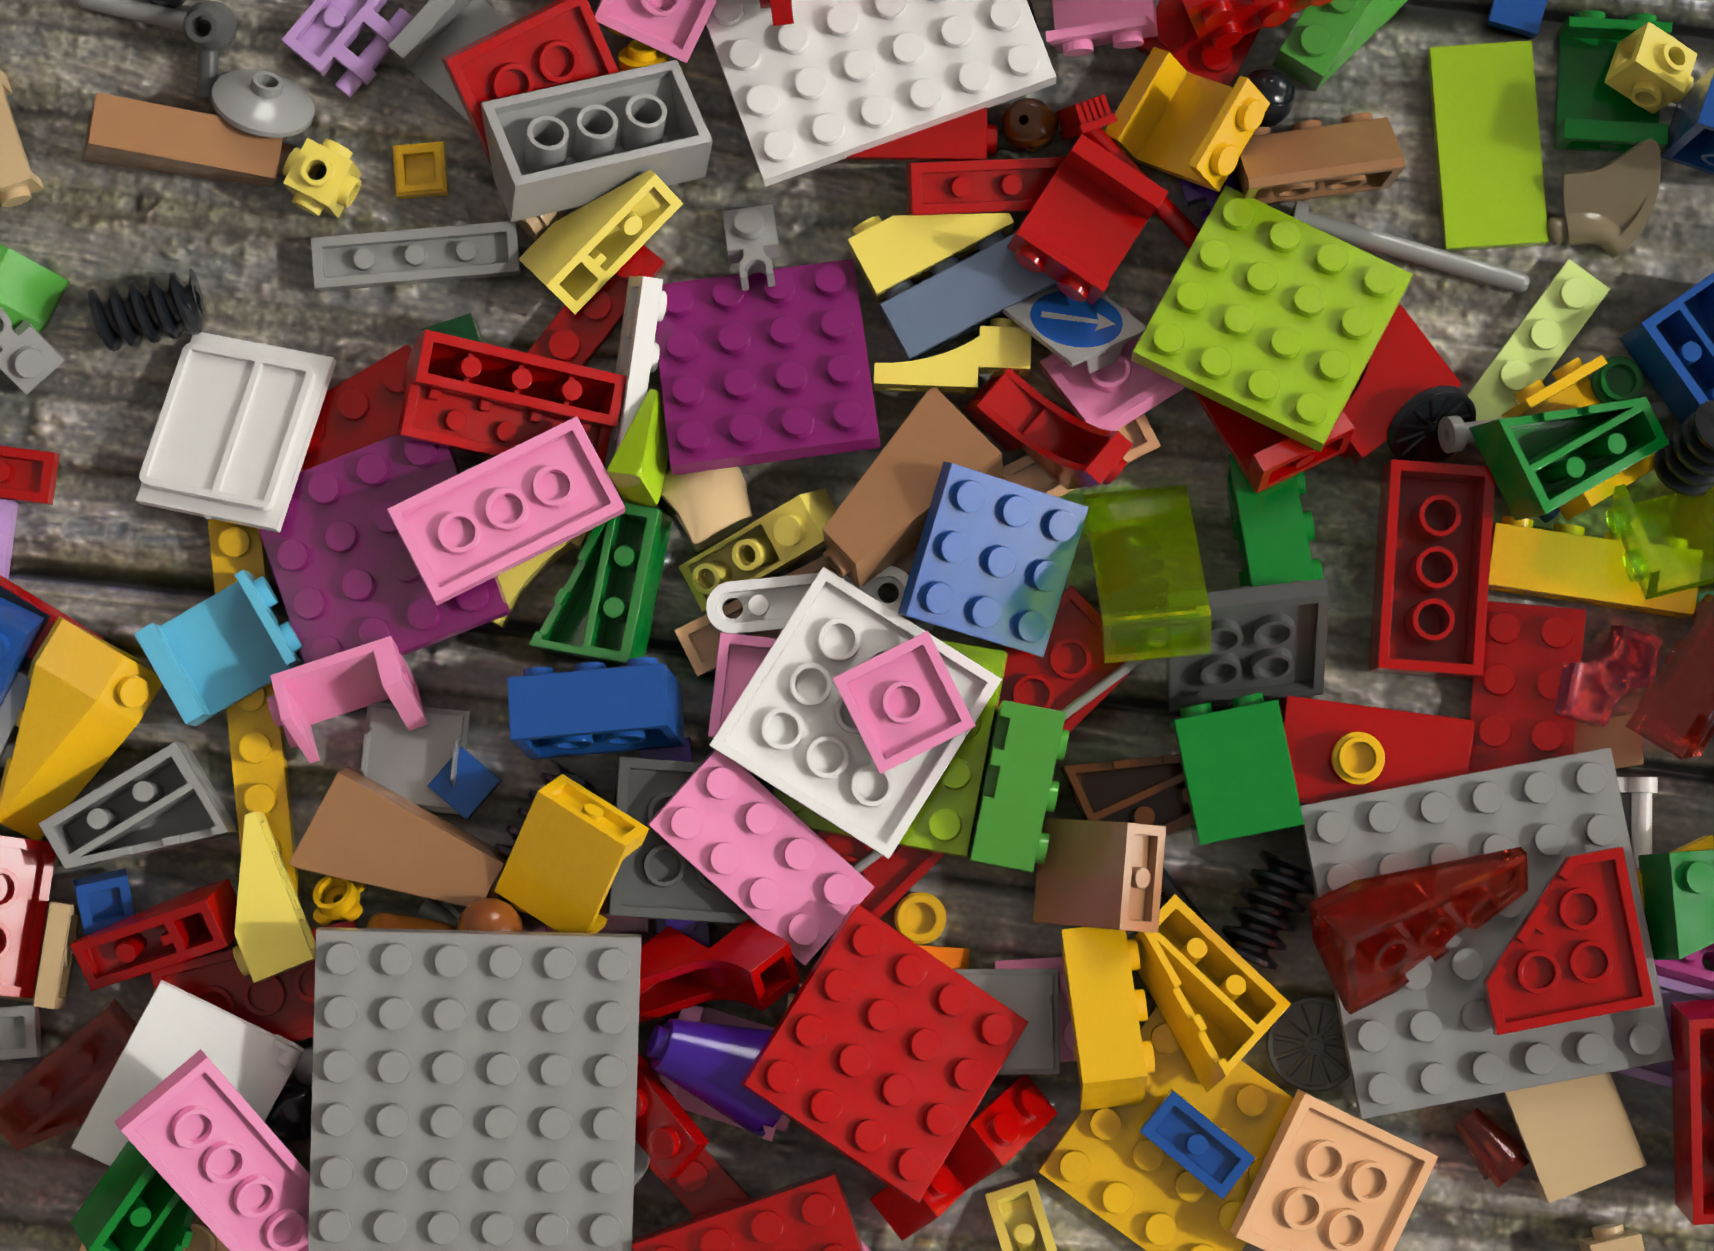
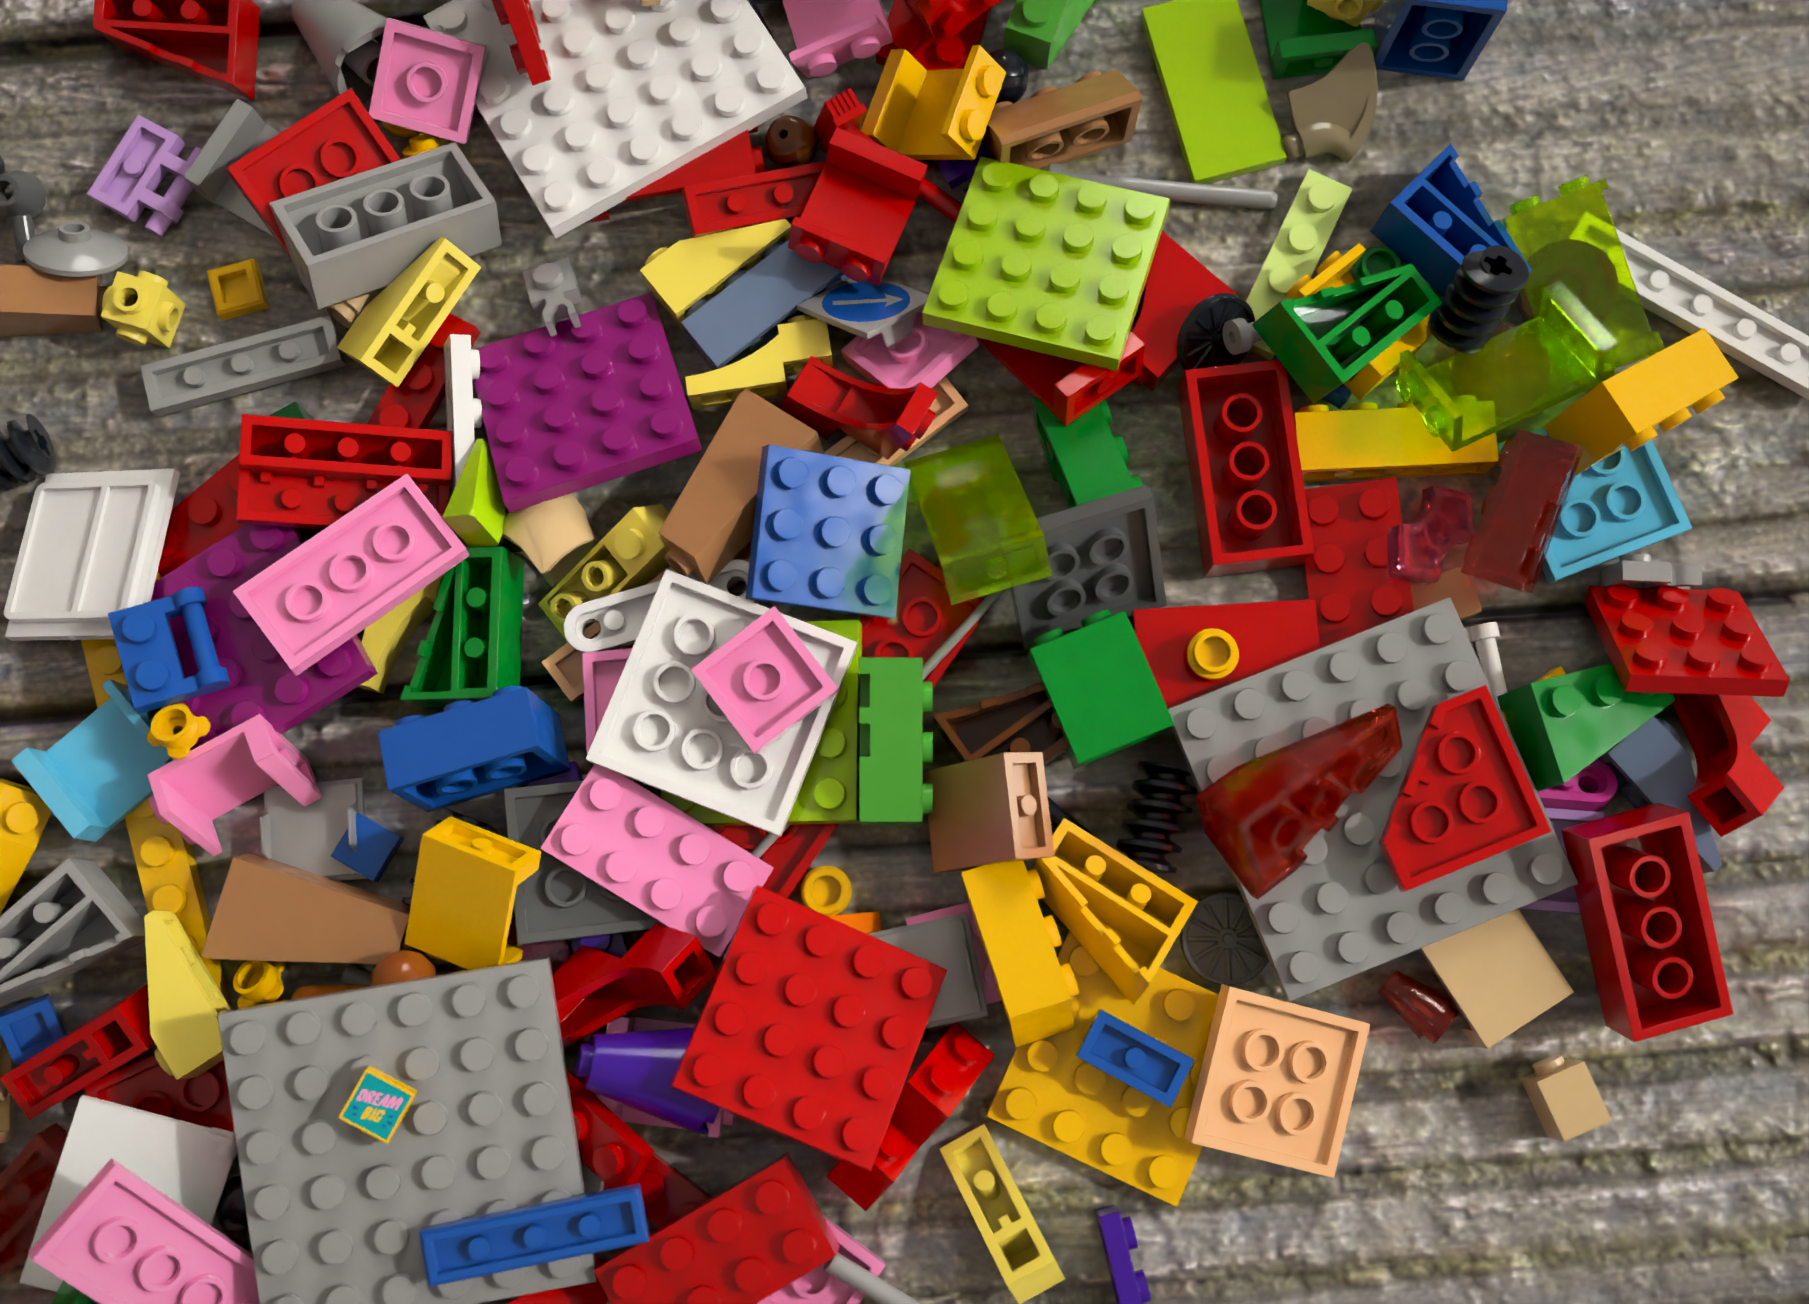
camera: 10 degrees left, 5 degrees down
(291, 554) = (151, 654): none -> blue plate
(301, 623) = (169, 722): none -> yellow plate
(458, 1047) = (378, 1104): none -> tile
(584, 1199) = (534, 1234): none -> blue tile

